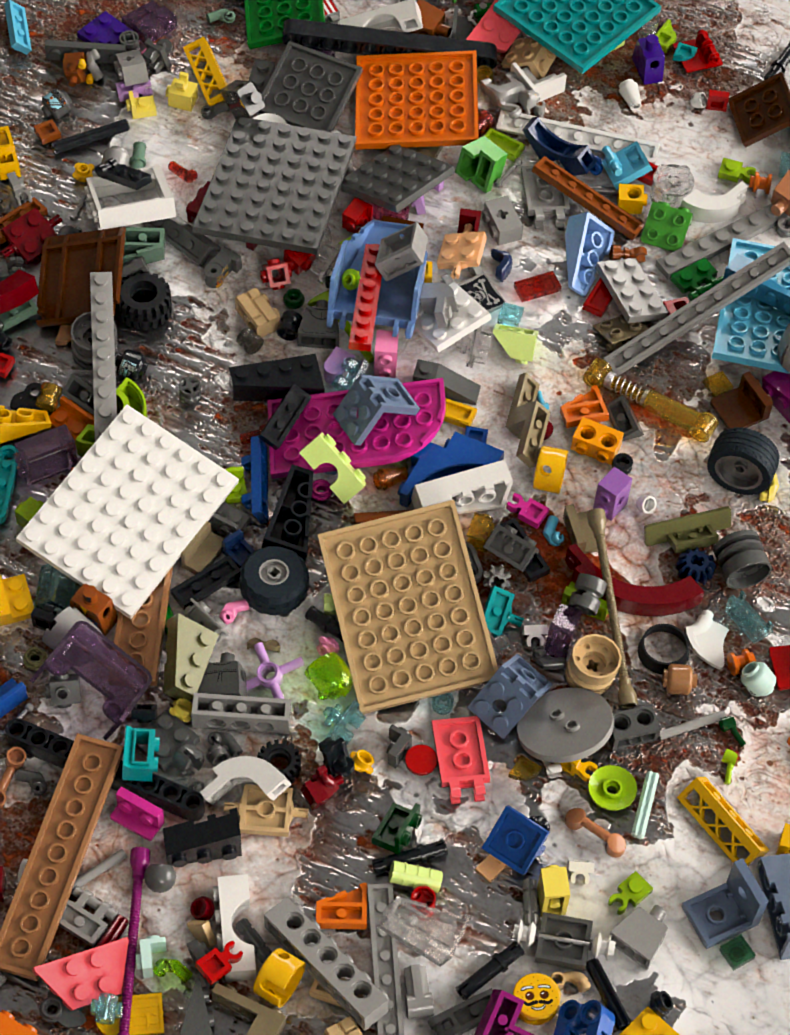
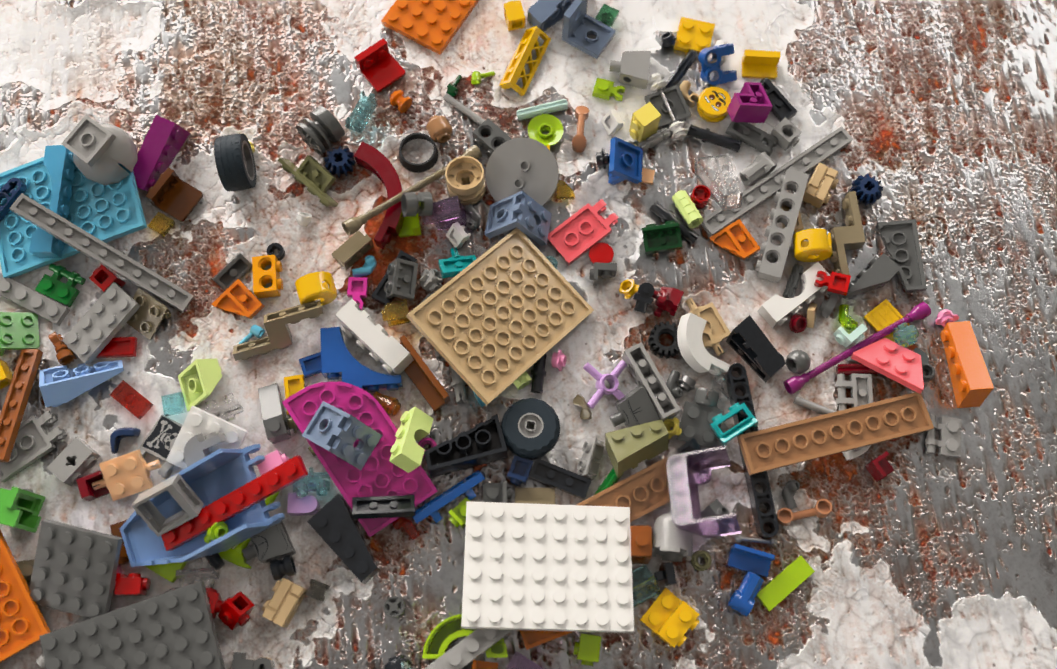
camera: 120 degrees left, 15 degrees up
(137, 814) = (767, 405): dark pink bracket -> none
(231, 609) = (570, 447): bright pink arm -> none
(293, 299) = (245, 583): dark green plate -> none
(330, 676) = (583, 338): clear neon green piece -> none
(350, 715) = (609, 317): clear light blue hips -> none
(613, 492) = (313, 237): medium lavender brick -> none
(699, 425) = (210, 216): clear yellow piece -> none
(707, 639) = (393, 131): white arm -> none
(758, 679) = (409, 82): light aqua head -> none

